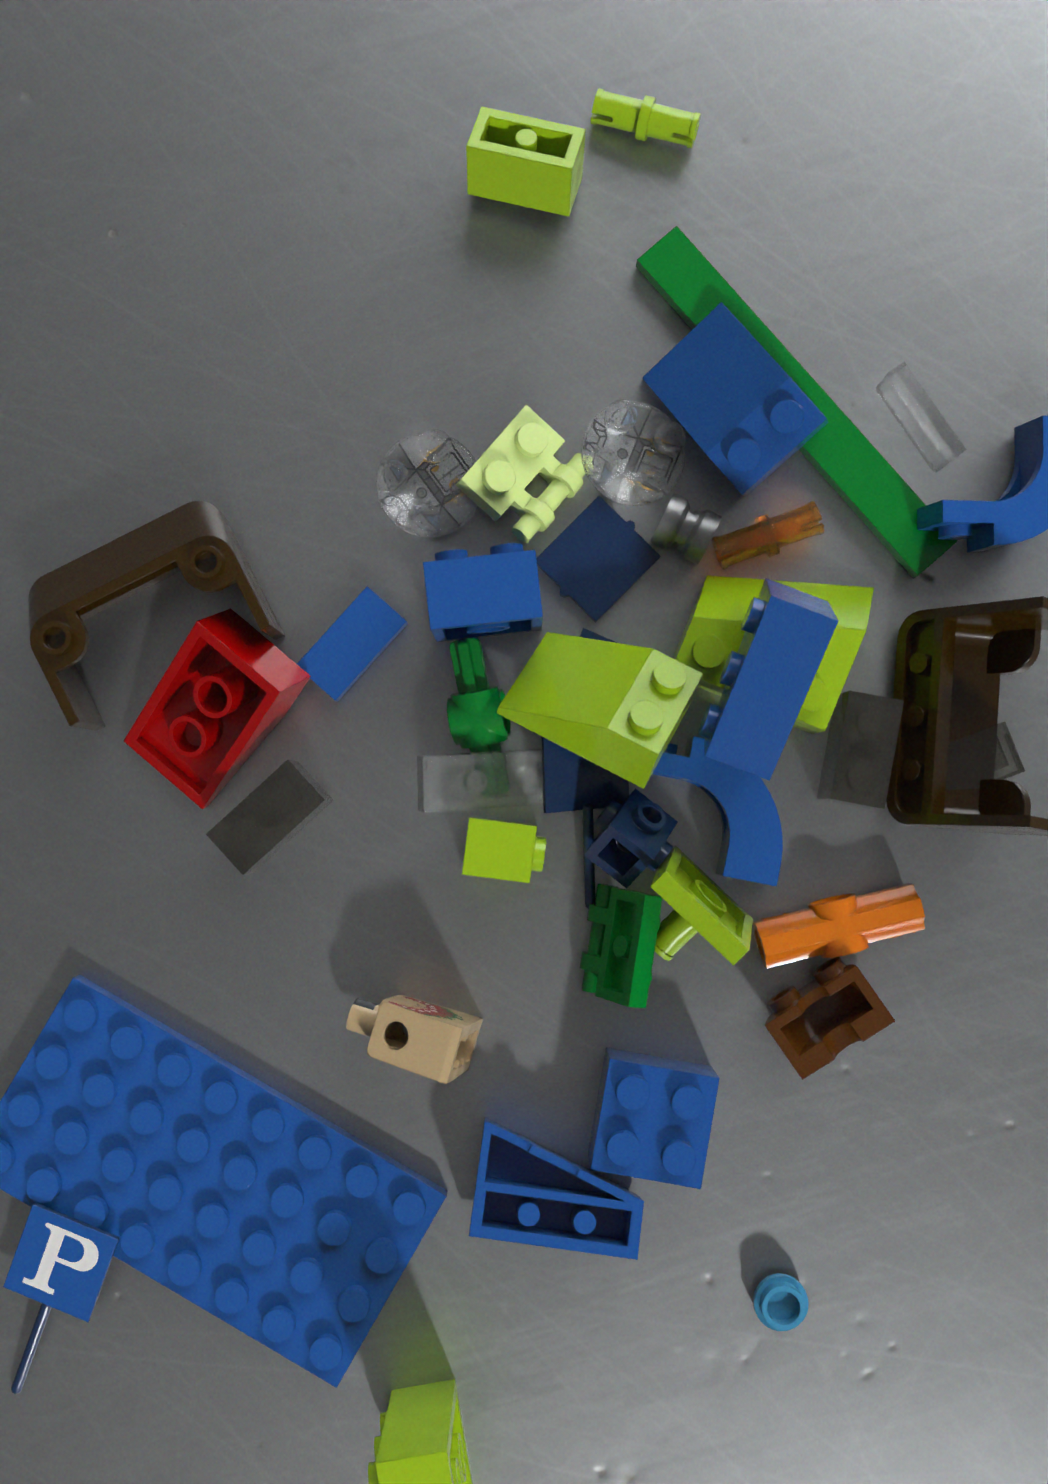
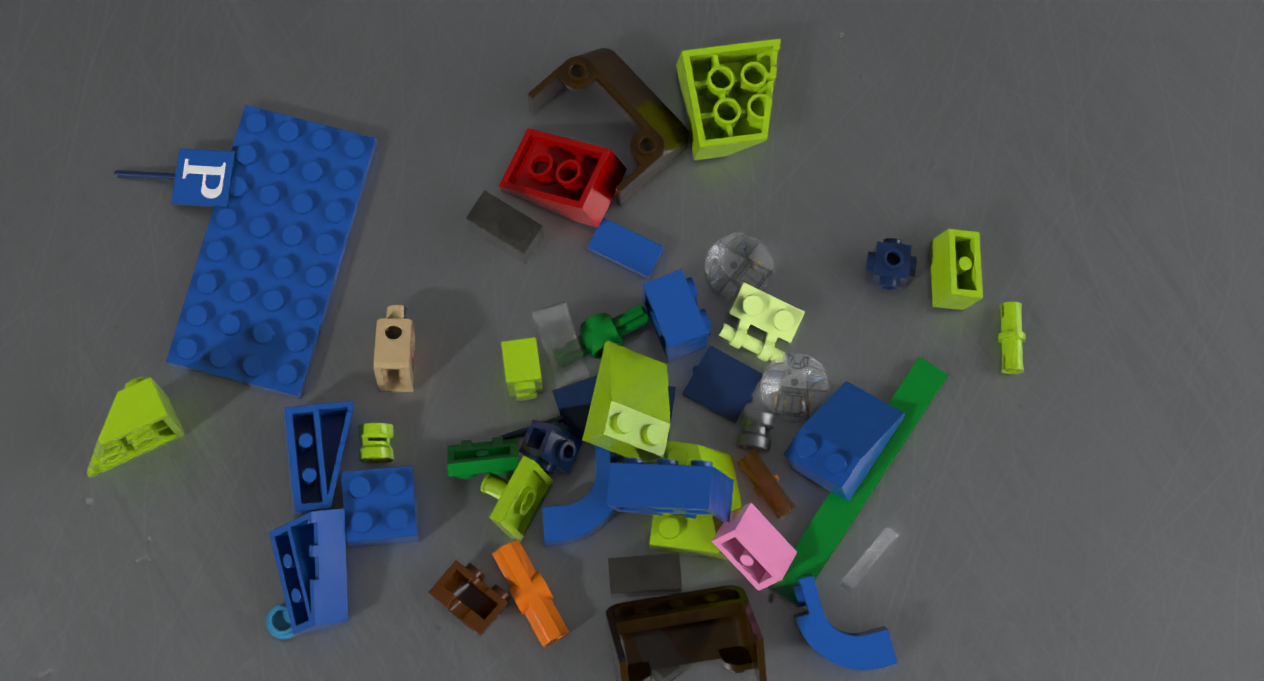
camera: 75 degrees right, 10 degrees down
(159, 422) = (727, 95): none -> lime wedge
(502, 265) = (887, 275): none -> dark blue brick
(563, 1100) = (376, 443): none -> lime wheel
(728, 1247) = (313, 569): none -> blue wedge
(870, 574) = (754, 547): none -> bright pink brick

